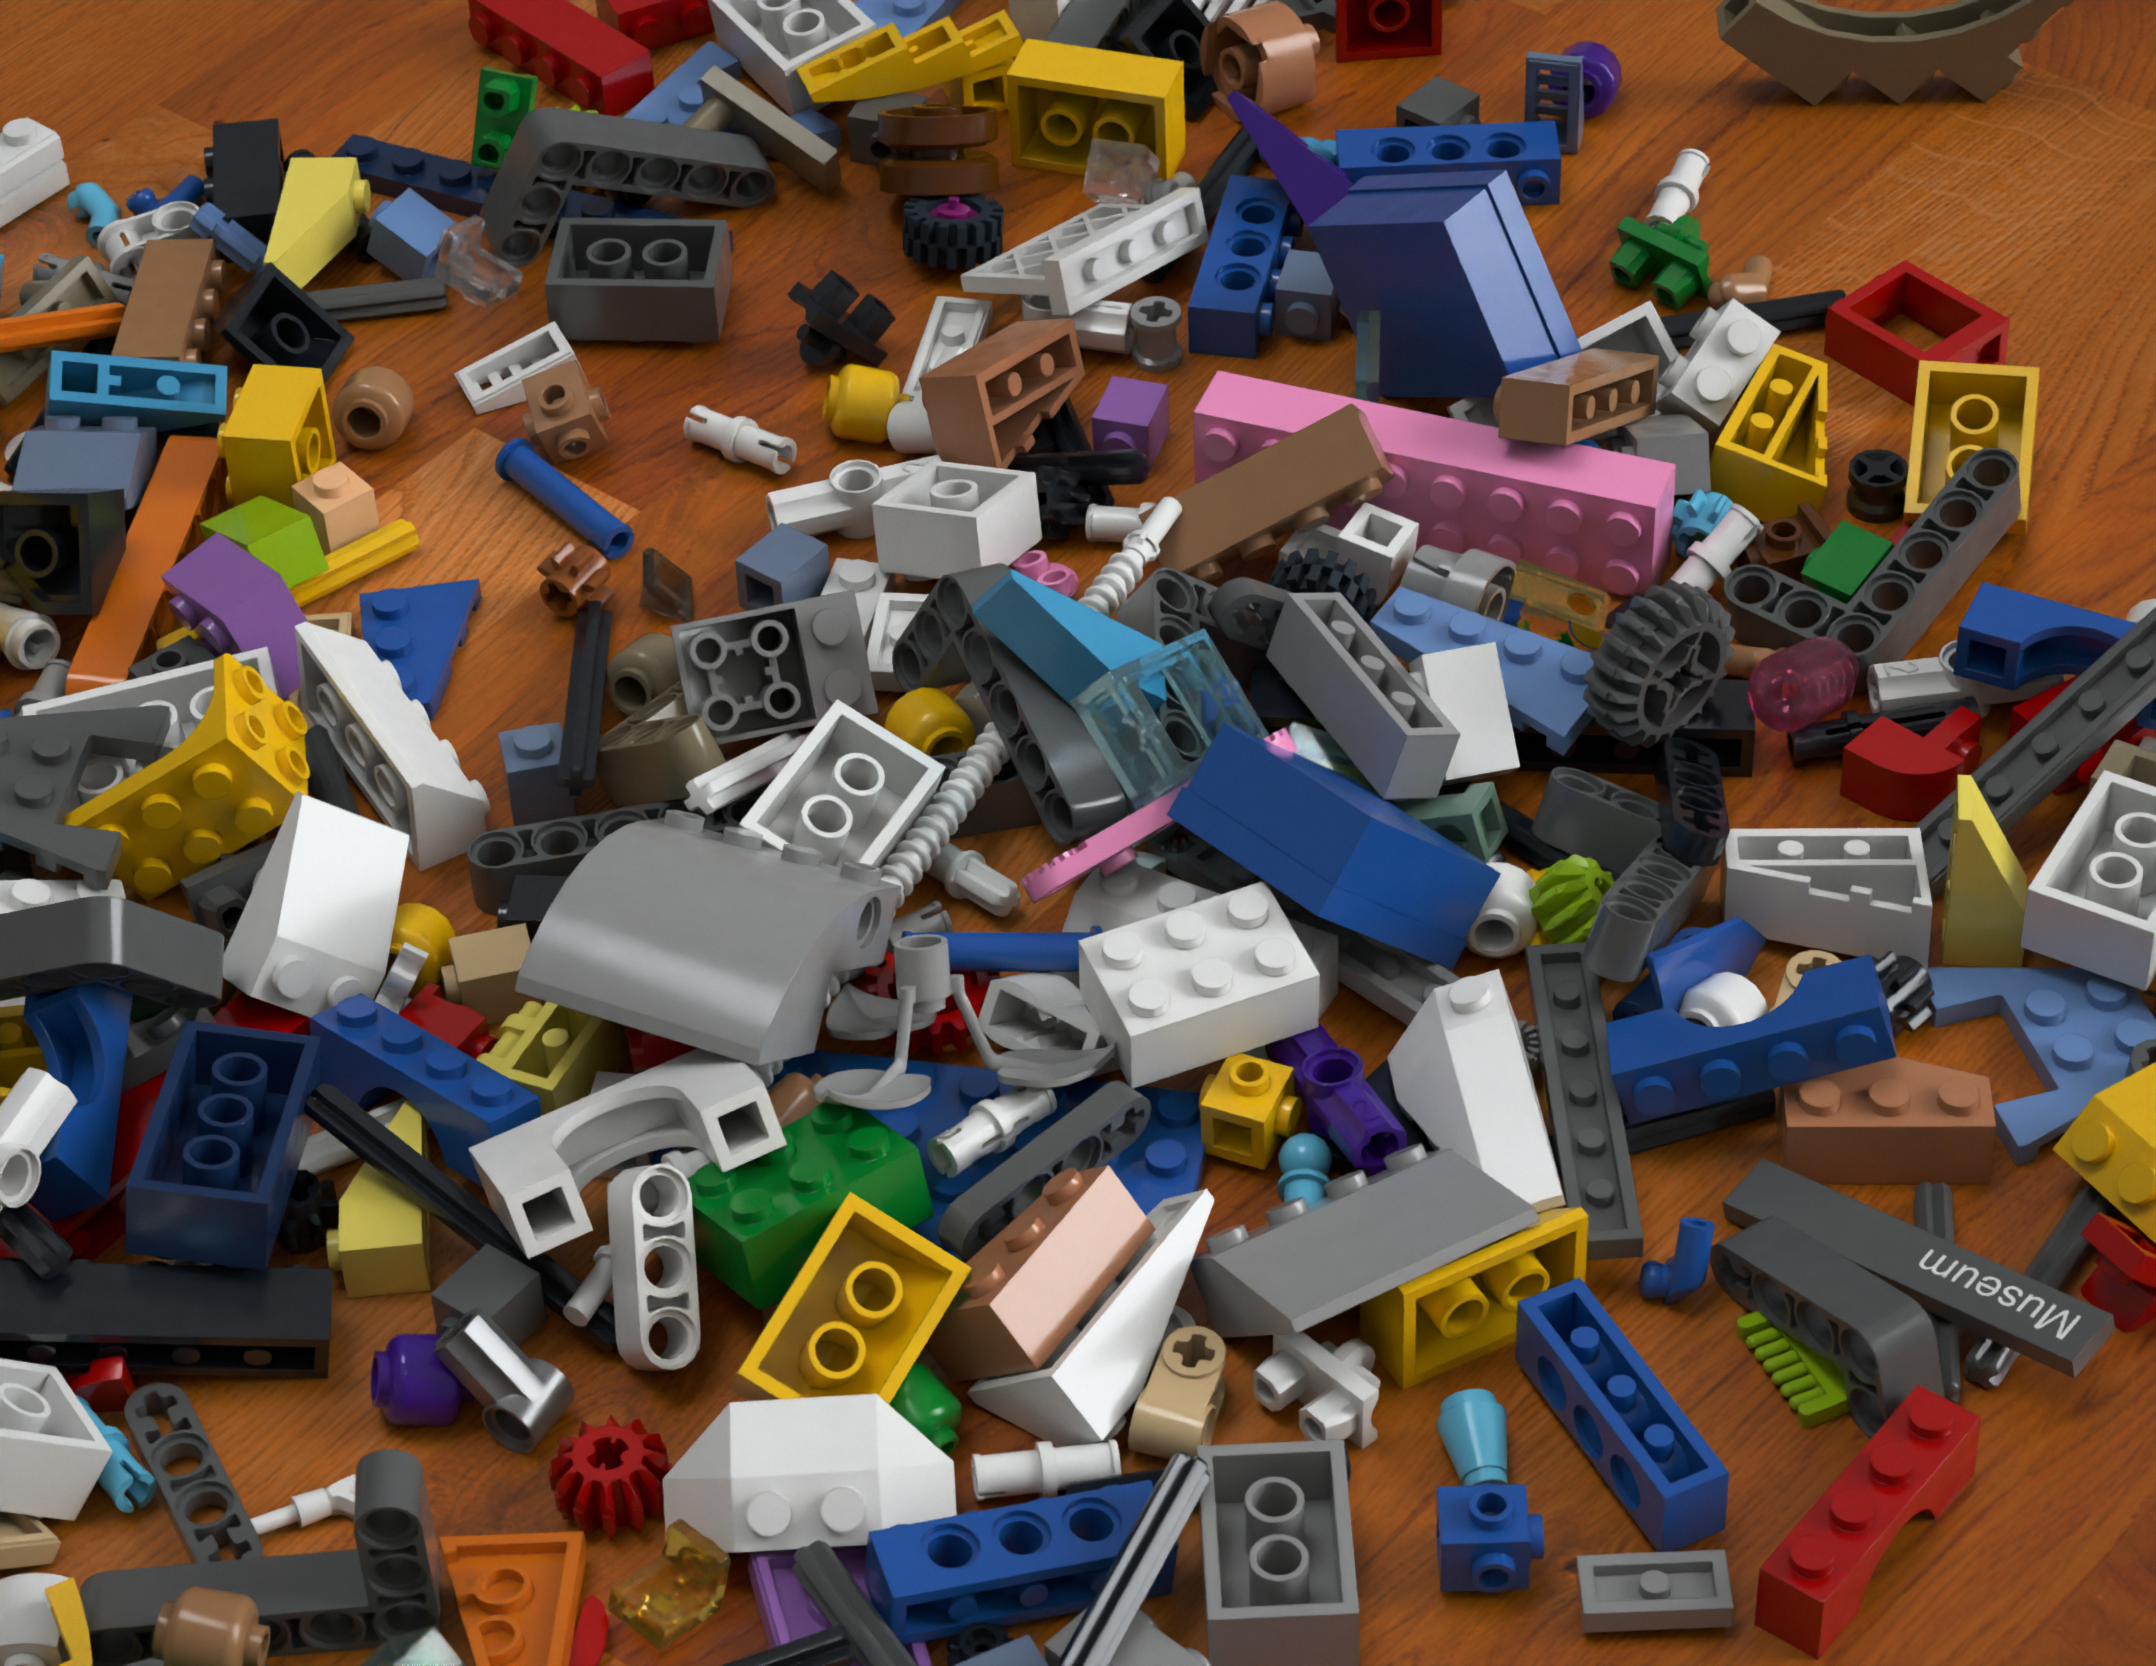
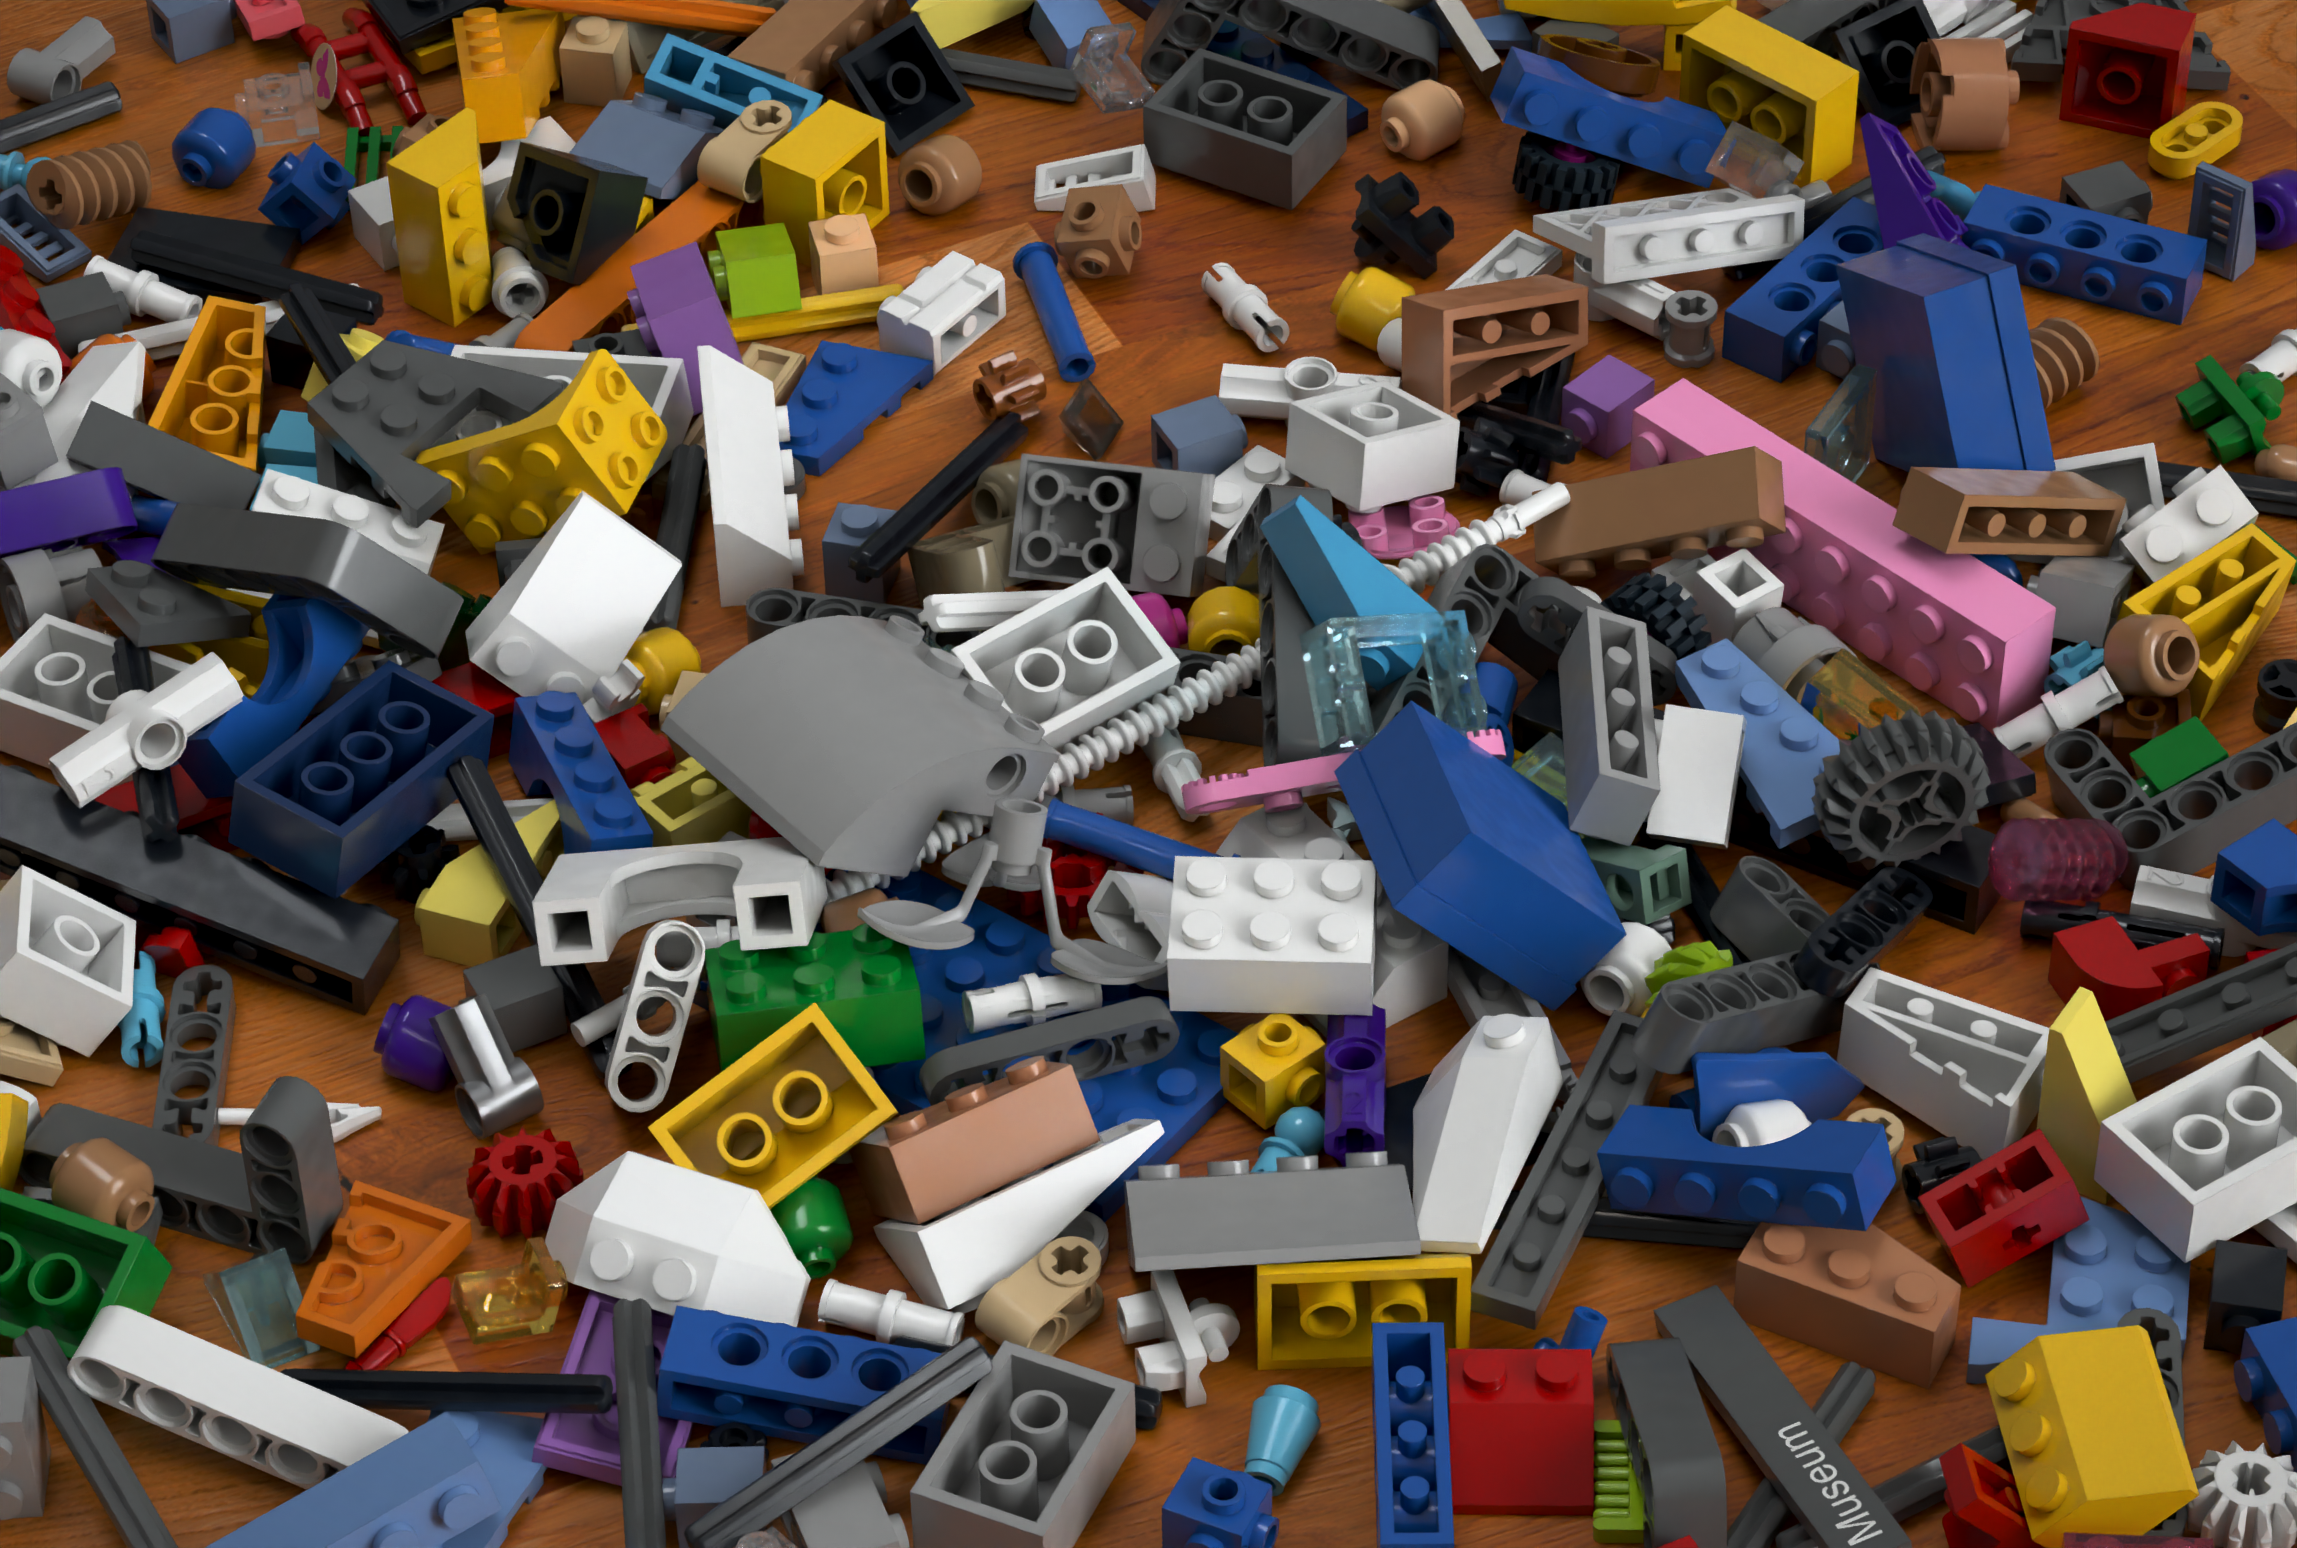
camera: 25 degrees right, 0 degrees up
(188, 443) = (733, 157): none -> tan piece
(459, 529) = (942, 310): none -> white brick
(789, 222) = (1422, 120): none -> light nougat head
(952, 170) = (1562, 105): none -> blue arch
(1470, 43) = (2195, 136): none -> yellow plate
(1702, 1343) = (1521, 1431): none -> red slope
(1770, 480) = (2151, 655): none -> medium nougat head
(1972, 996) = (2004, 1208): none -> red brick

